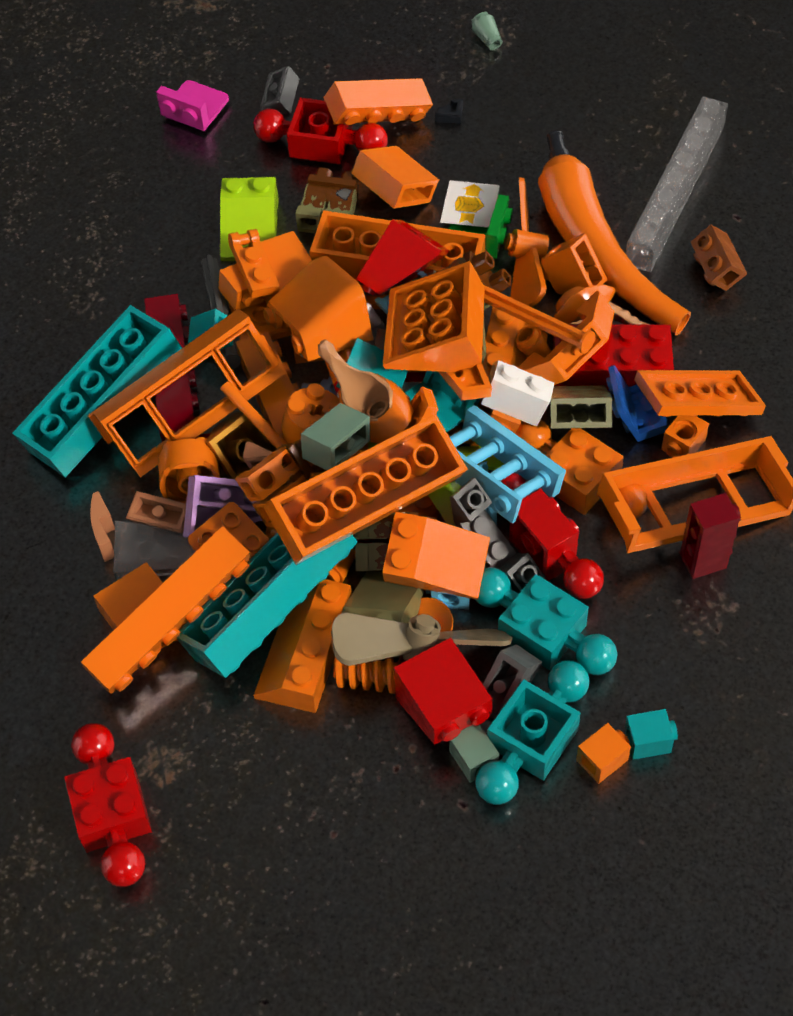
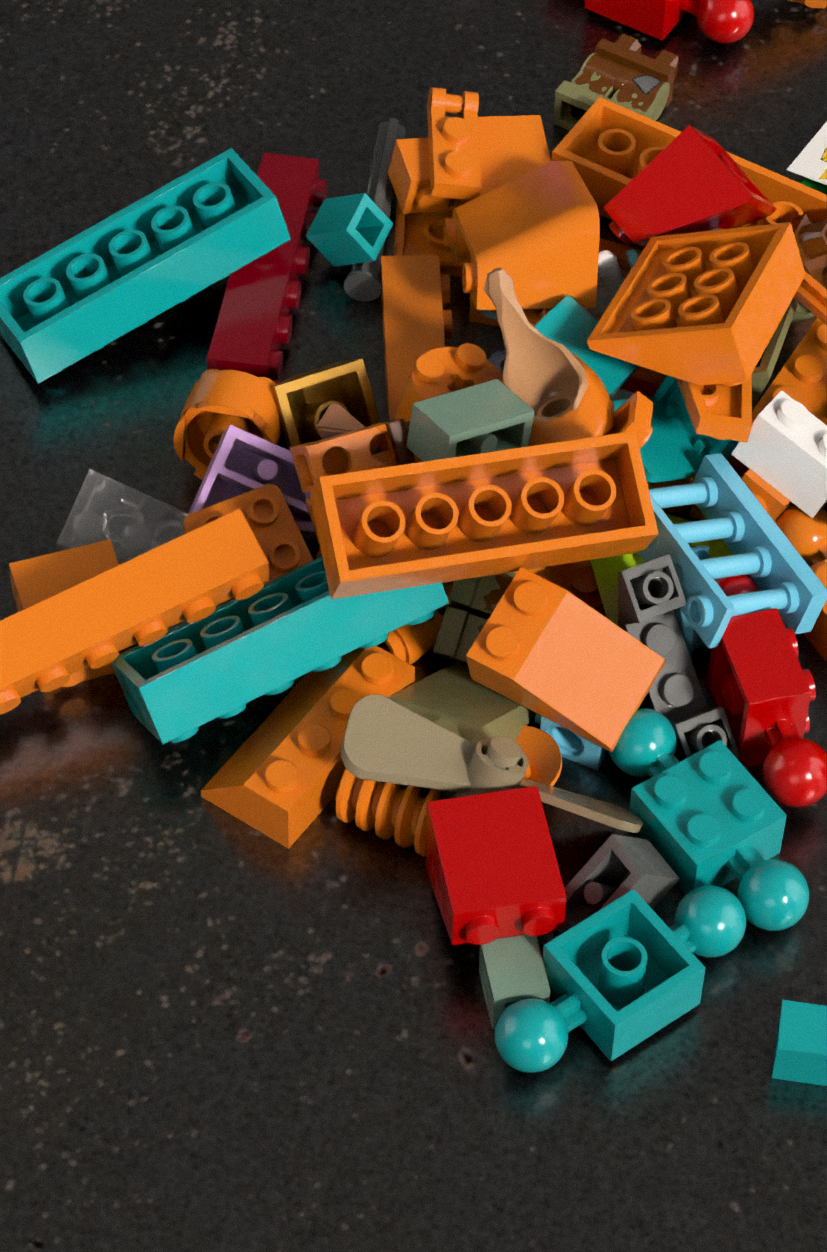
camera: 15 degrees right, 5 degrees down
(101, 525) = (64, 469): nougat slope -> none
(157, 512) = (158, 474): nougat slope -> none
(172, 369) = (261, 256): orange piece -> none
(247, 206) = (487, 57): lime slope -> none
(252, 415) = (358, 364): orange bar -> none
(395, 176) = (740, 80): orange brick -> none
(603, 752) = (725, 1047): orange brick -> none

